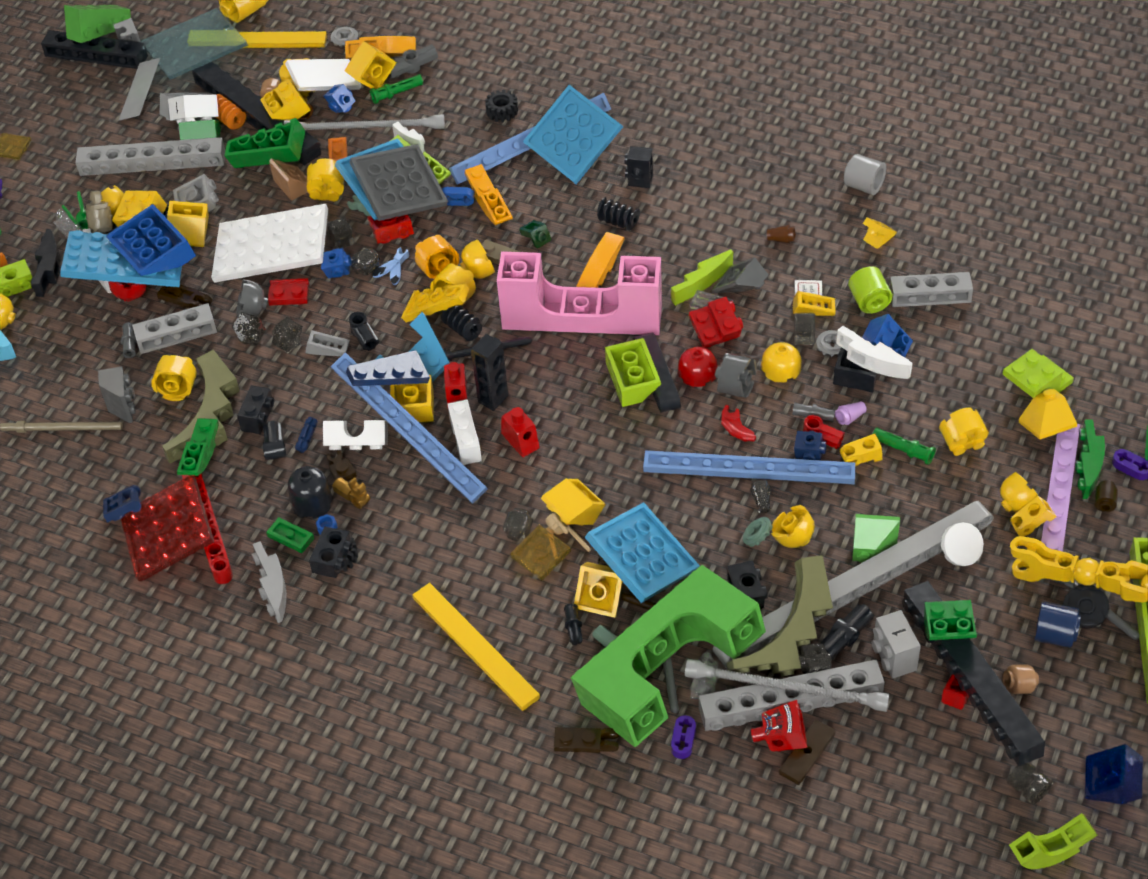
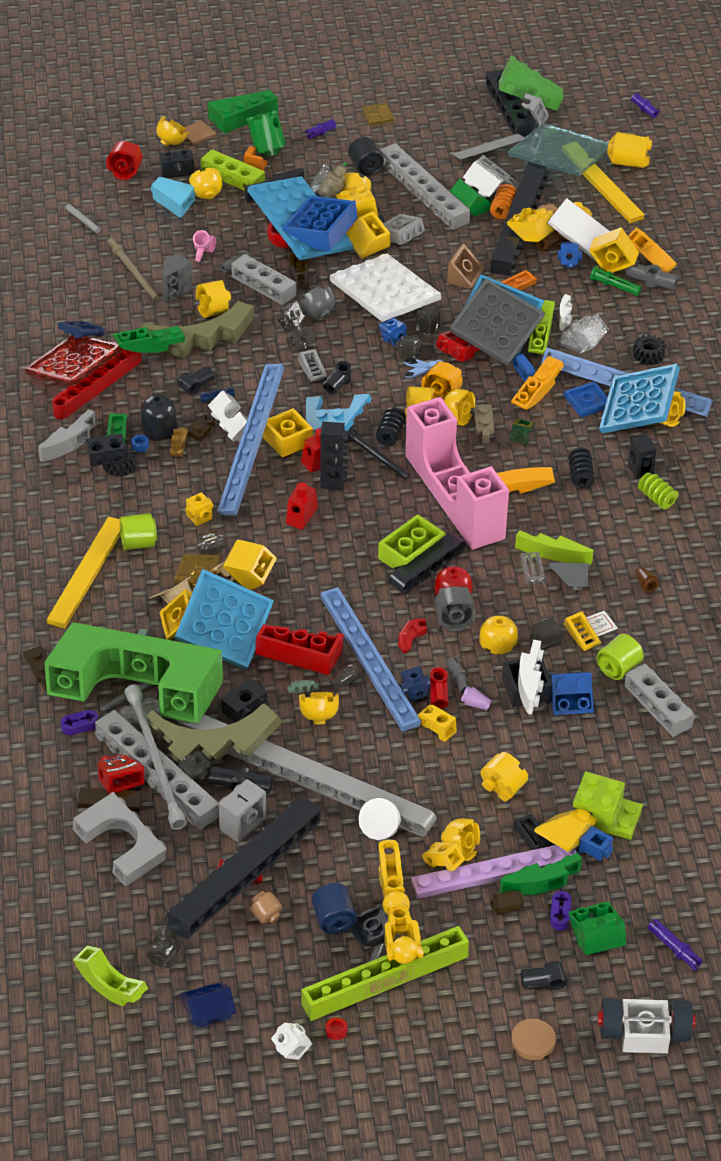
camera: 55 degrees right, 5 degrees down
(74, 176) = (365, 156): none -> black piece
(81, 351) = (202, 243): none -> bright pink piece
(255, 409) = (218, 355): black brick -> none
(279, 143) = (479, 237): green wedge -> none
(288, 292) = (350, 322): red plate -> none
(324, 181) = (466, 281): yellow brick -> none
(338, 34) = (655, 226): light grey gear -> none
(391, 370) = (293, 402): wing -> none
(434, 122) = (509, 240): light grey hose -> none
(434, 301) = (390, 399): yellow wing -> none
(448, 138) = (583, 334): none -> clear slope
(460, 576) = (138, 531): none -> lime piece
(461, 513) = (199, 509): none -> yellow brick
(464, 432) = (268, 482): white arch -> none
(528, 174) = (586, 399): none -> blue tile
(562, 581) = (170, 594): none -> tan piece
(573, 624) = (141, 616): black axle -> none
(684, 177) = (658, 490): none -> lime piece
(710, 510) = (300, 648): none -> red wedge
(716, 322) = (508, 576): red plate -> none
(823, 343) = (554, 657): light grey gear -> none
(873, 535) = (343, 755): slope -> none
(877, 233) = (701, 639): yellow slope -> none
(893, 745) = (114, 814): none -> light grey arch
(912, 448) = (466, 753): green pin -> none
(949, 620) = (271, 825): green slope -> none
(1032, 447) = (527, 839): none -> black tile
(1078, 402) = (596, 843): none -> blue brick

